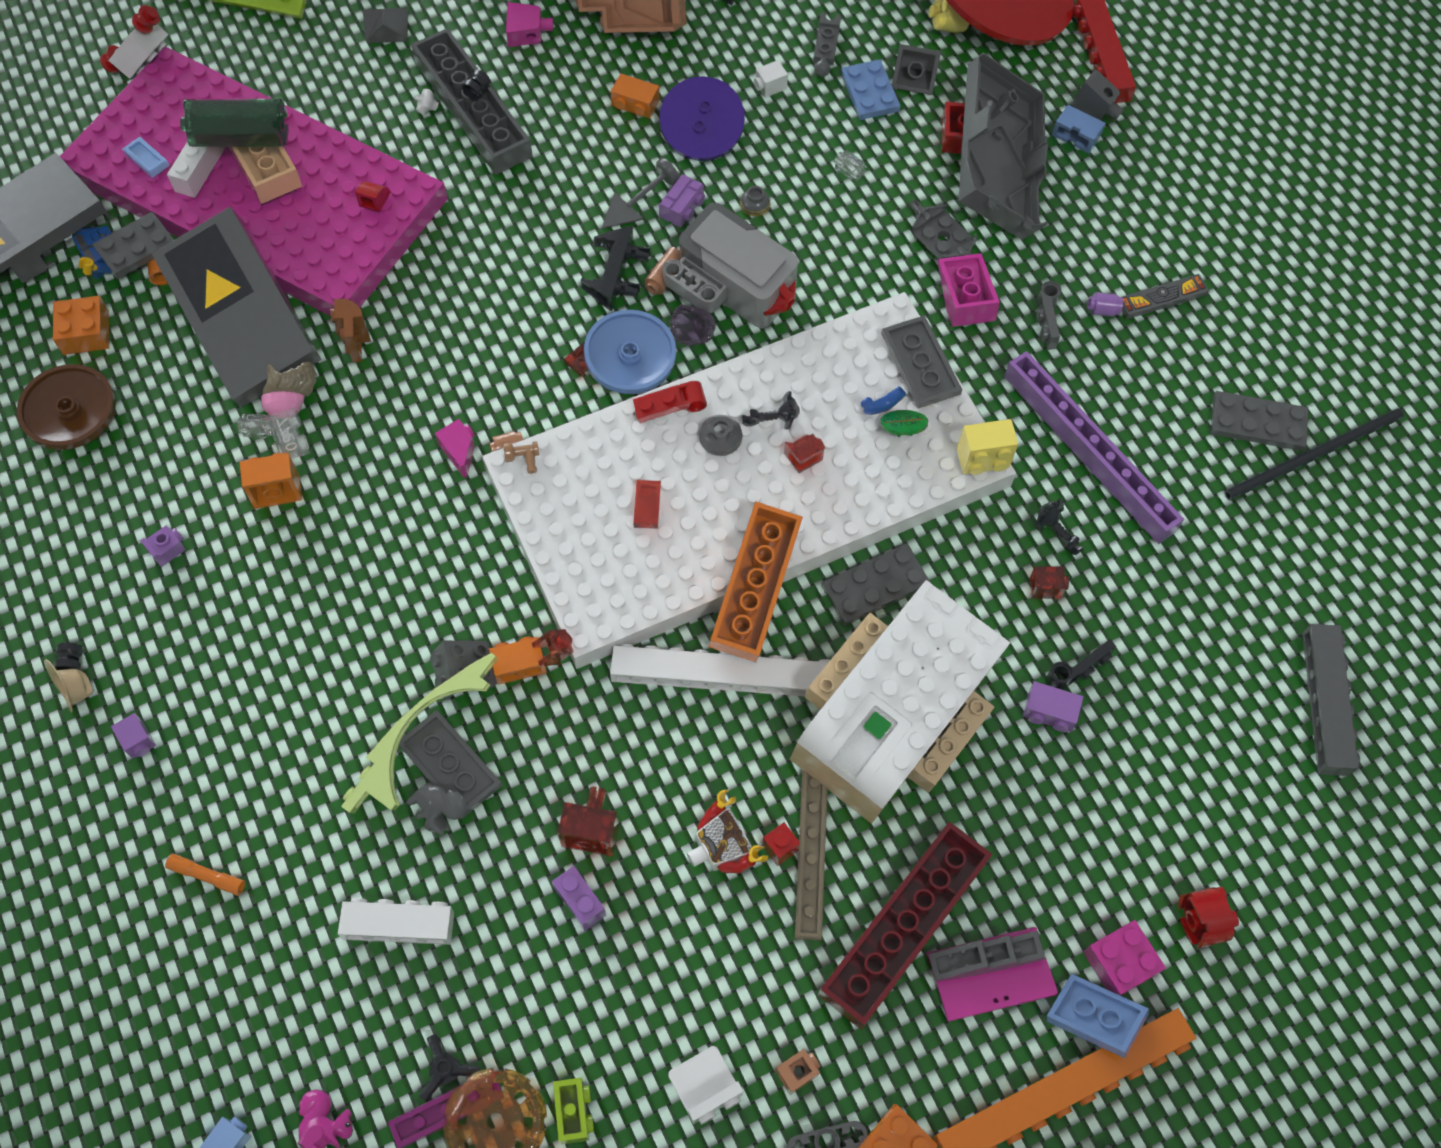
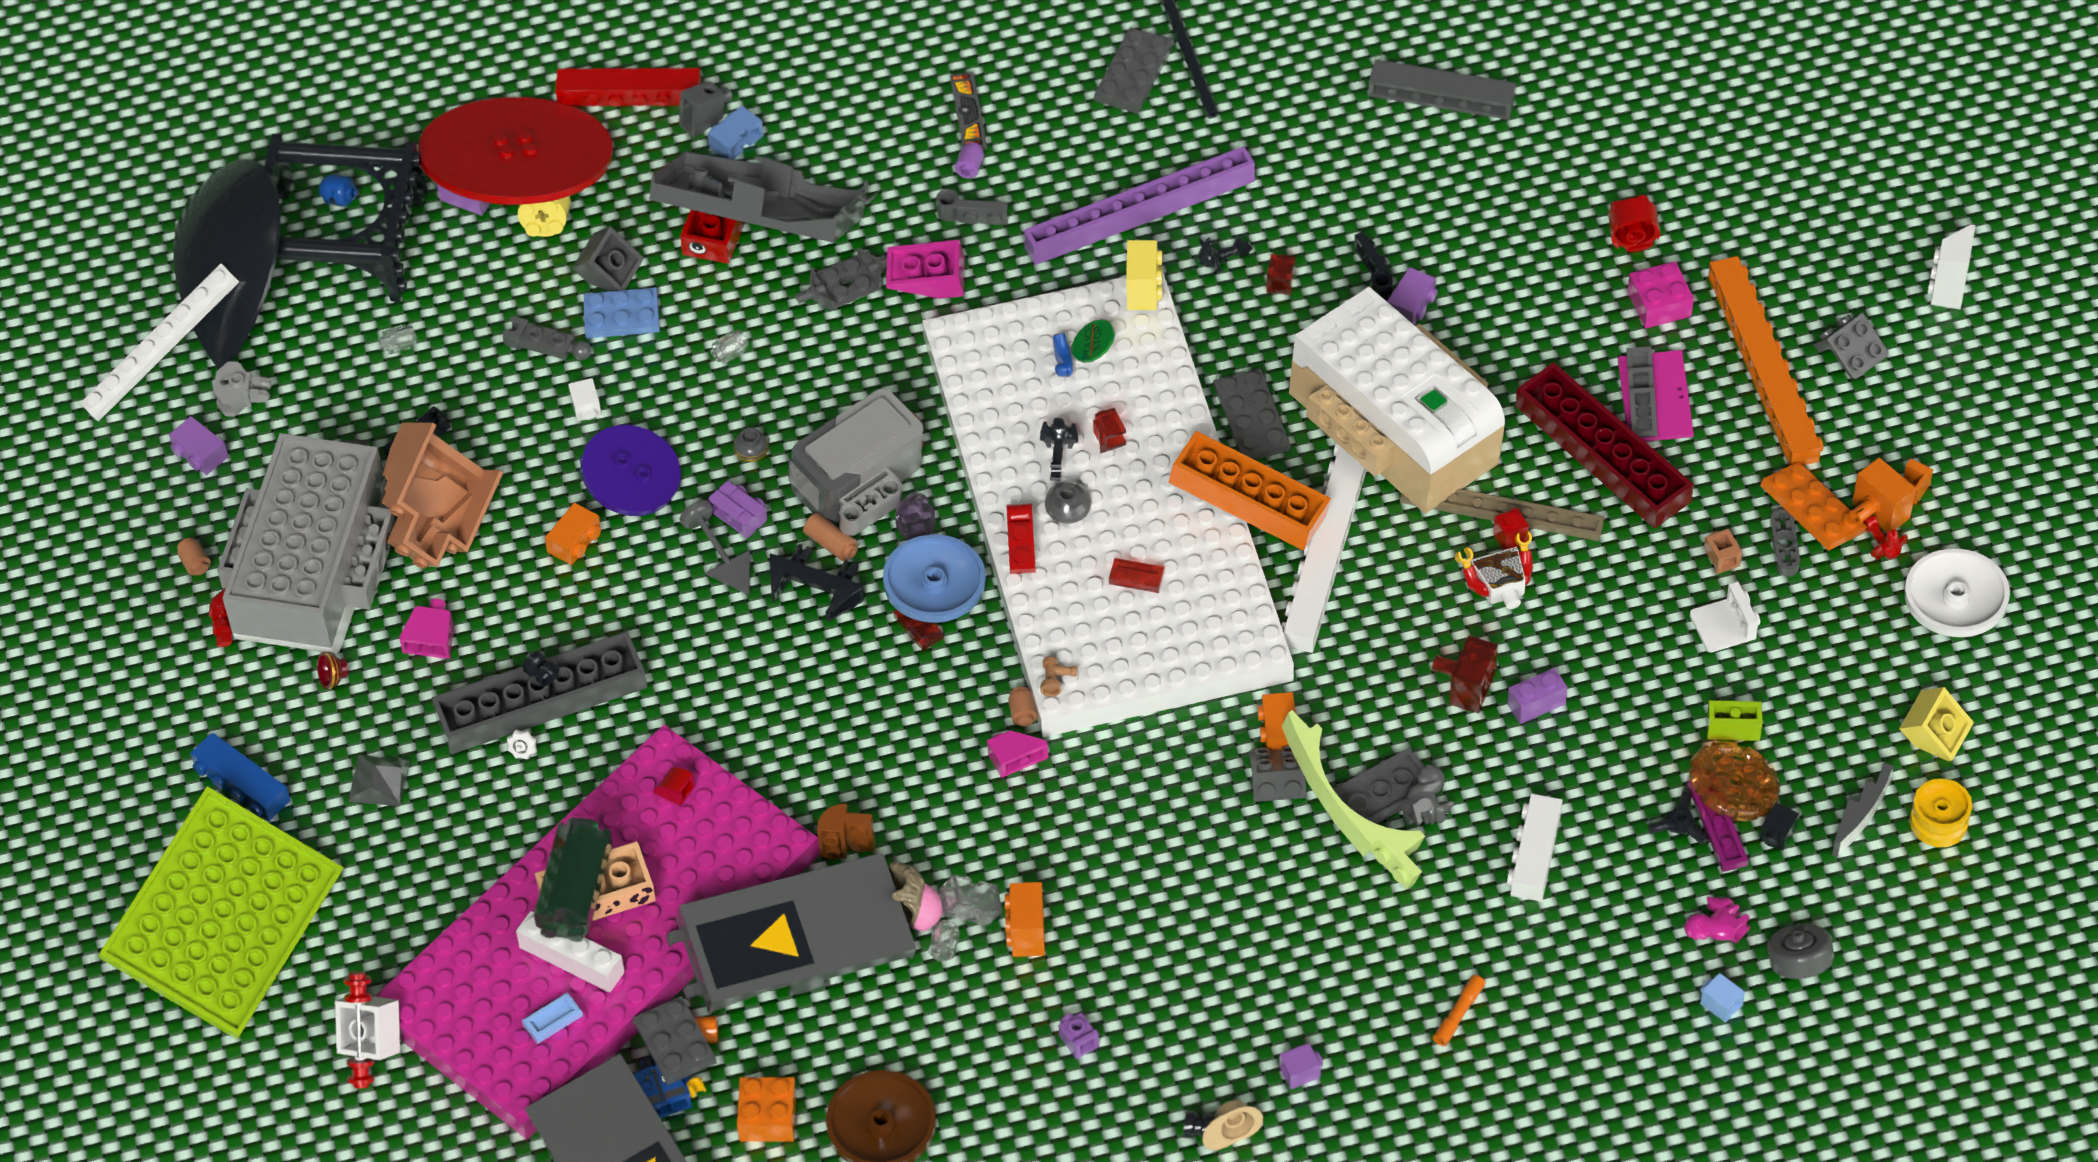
camera: 75 degrees left, 10 degrees down
(559, 645) = (1280, 675): clear red window -> none
(921, 361) = (1021, 316): dark grey plate -> none
(1098, 1015) = (1707, 320): medium blue plate -> none

